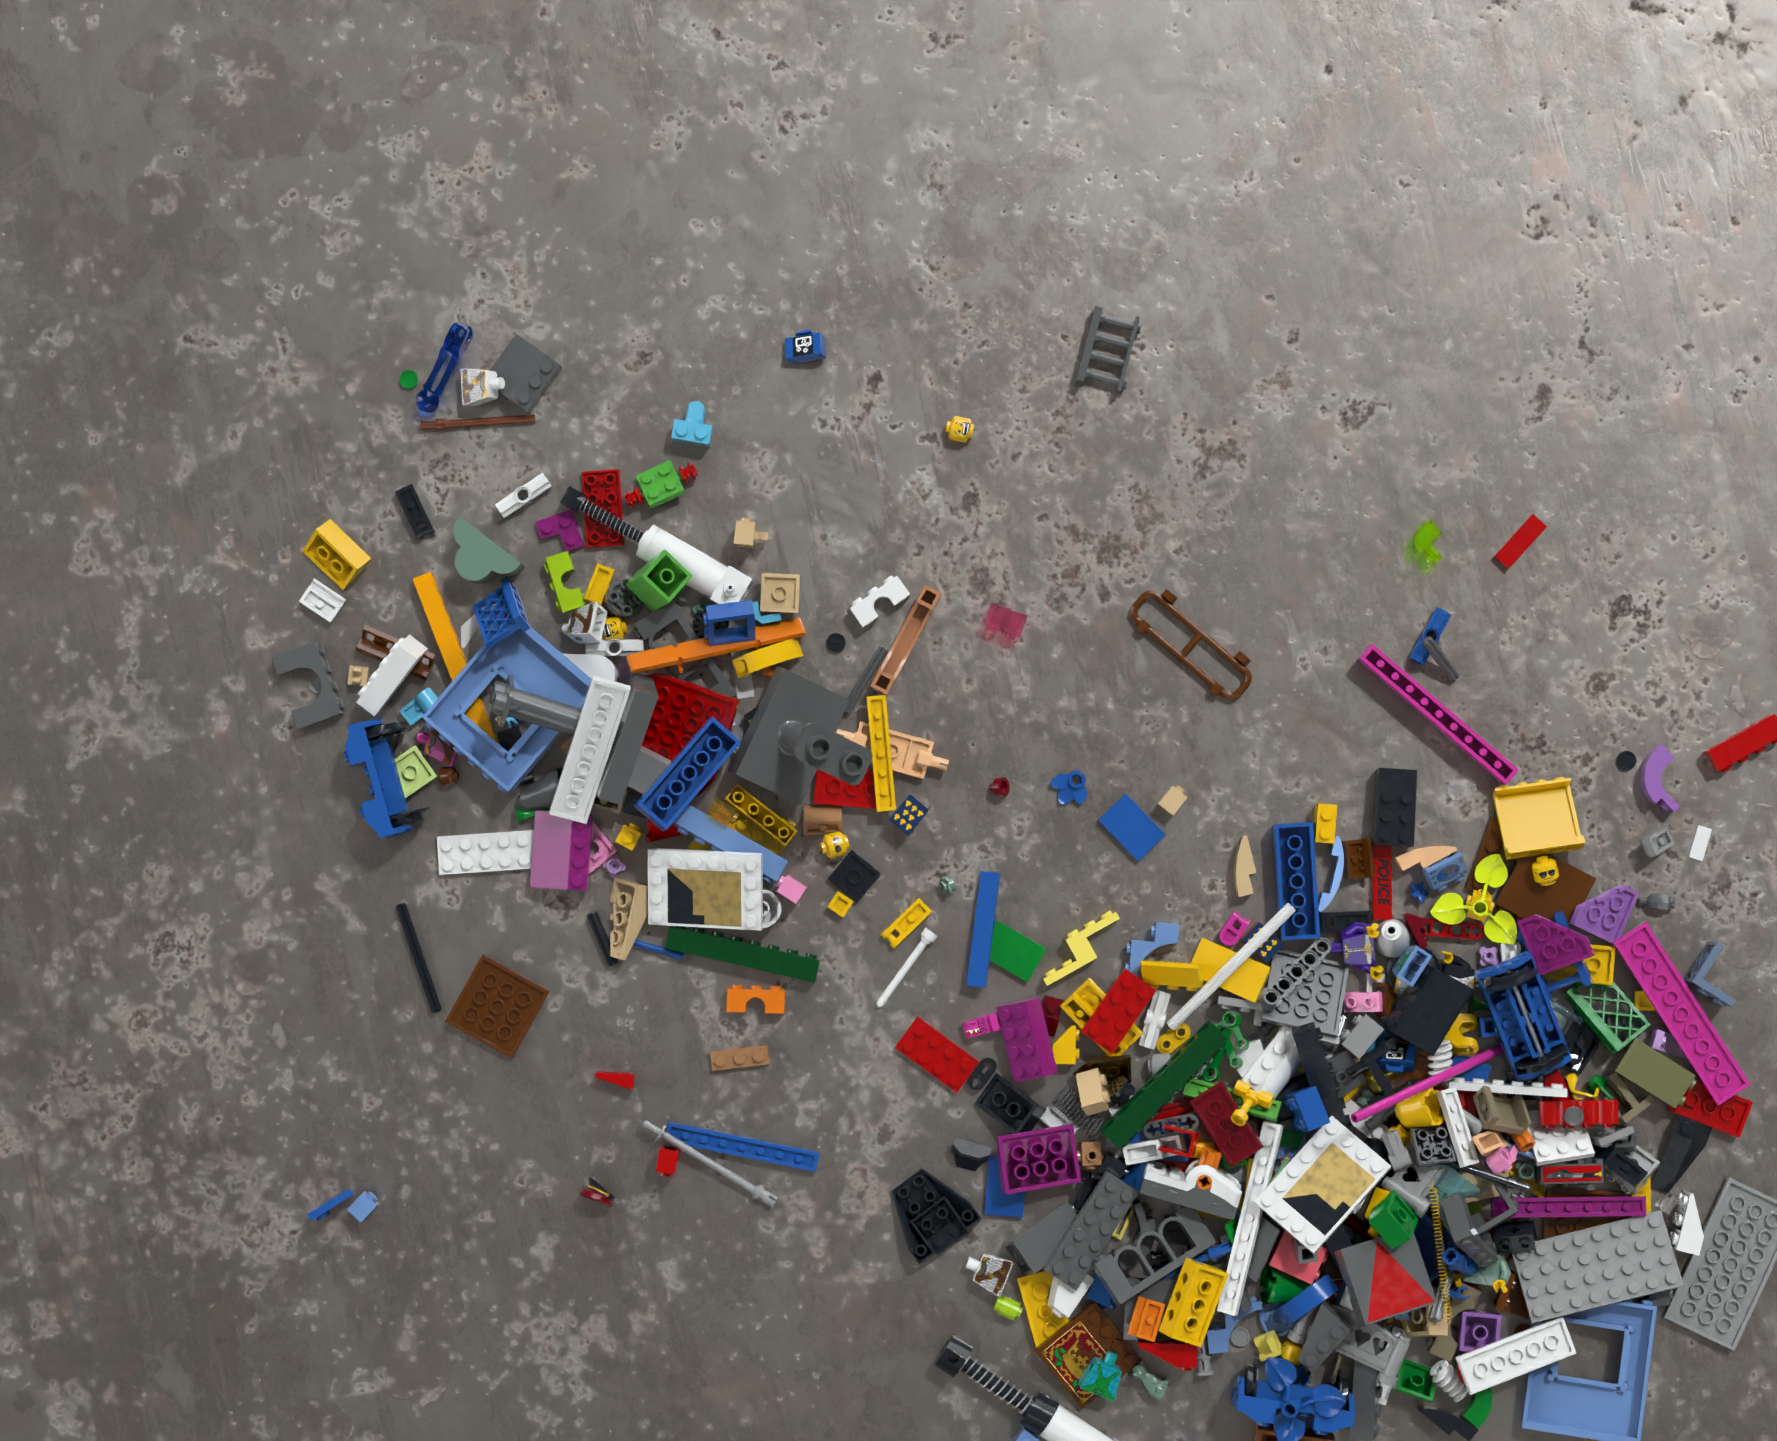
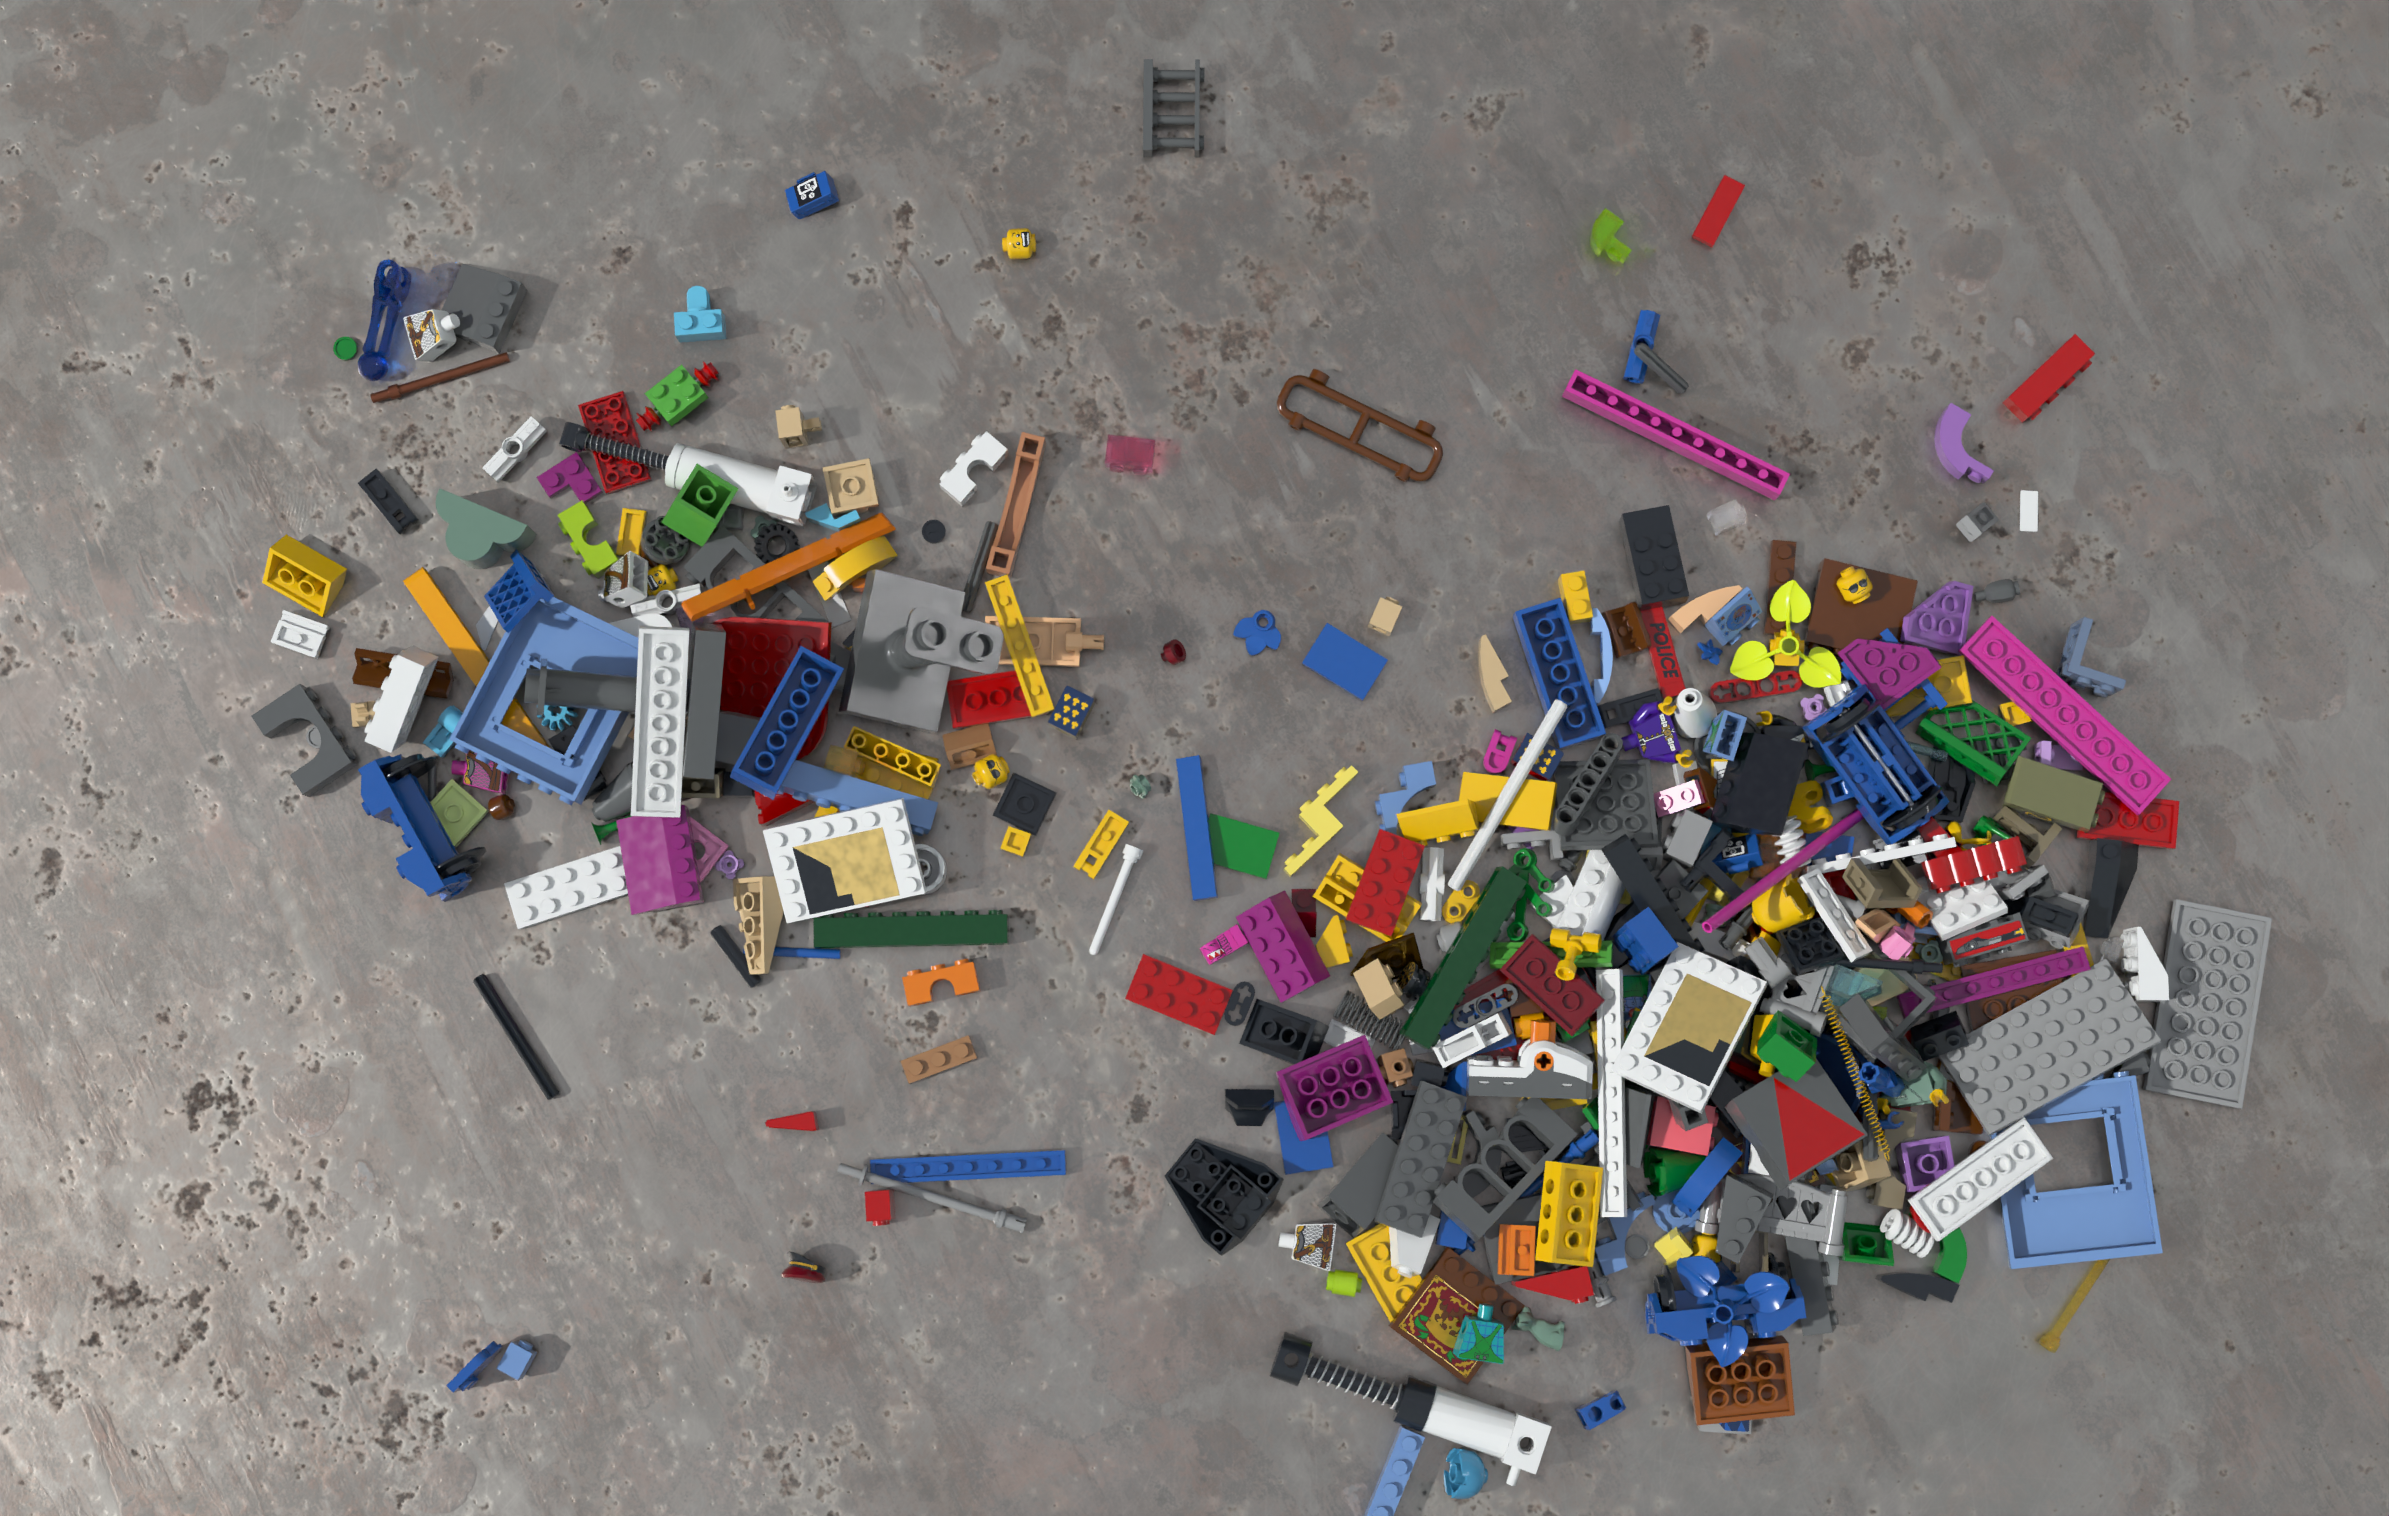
camera: 20 degrees left, 5 degrees down
(497, 1006) = (626, 1071): reddish brown plate -> none
(630, 836) = (738, 822): yellow brick -> none
(727, 612) = (792, 518): blue window -> none
(791, 888) = (950, 835): bright pink brick -> none
(1194, 1142) = (1519, 1023): red piece -> none
(1414, 924) = (1714, 688): dark red slope -> none
(1537, 818) = (1827, 527): yellow panel -> none
(1573, 1116) = (1970, 868): flat silver piece -> none
(1626, 760) = (1914, 435): black piece -> none

